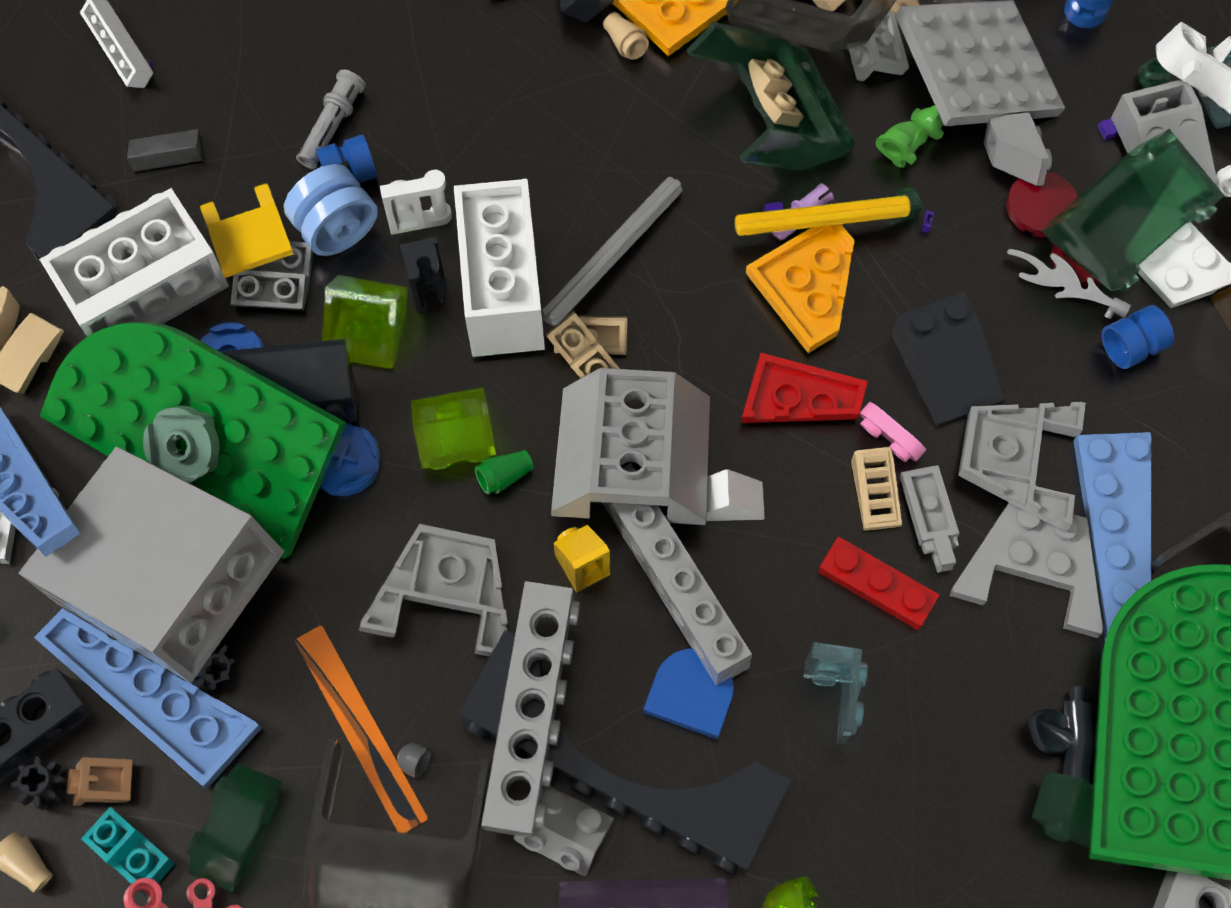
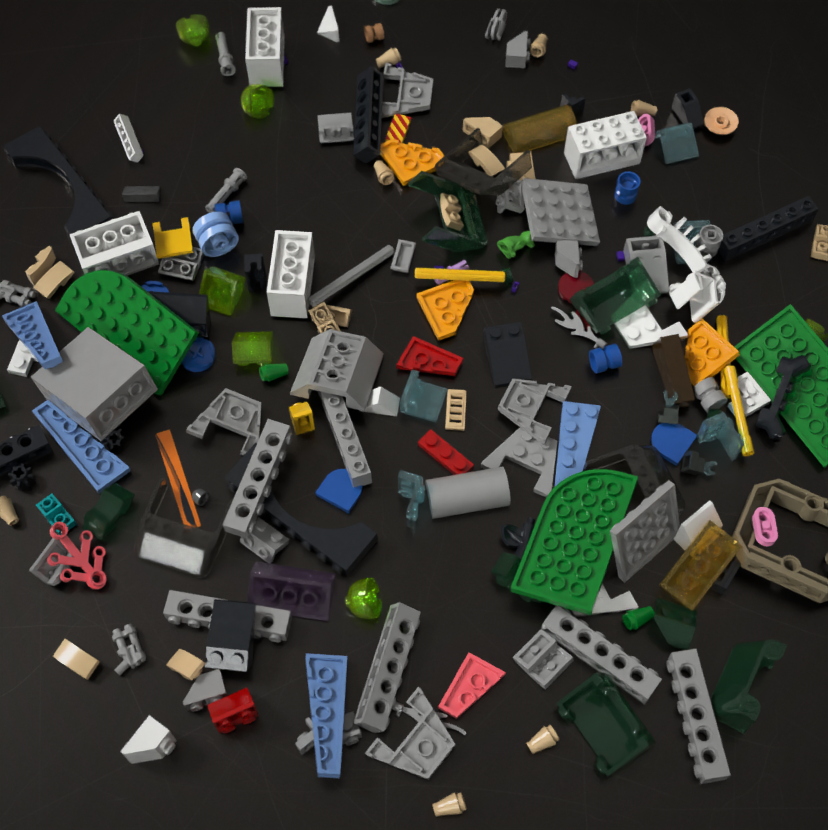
camera: 10 degrees right, 5 degrees down
(100, 780) = (50, 480): medium nougat bracket -> none
(201, 440) = (128, 326): sand green plate -> none
(404, 207) = (252, 239): white plate -> none
(701, 194) = (403, 256): none -> light grey tile
(809, 477) = (422, 398): none -> clear light blue bracket
(903, 443) = (473, 390): bright pink plate -> none
(931, 514) = (479, 426): light grey hinge -> none
(945, 654) = (468, 492): none -> light grey brick

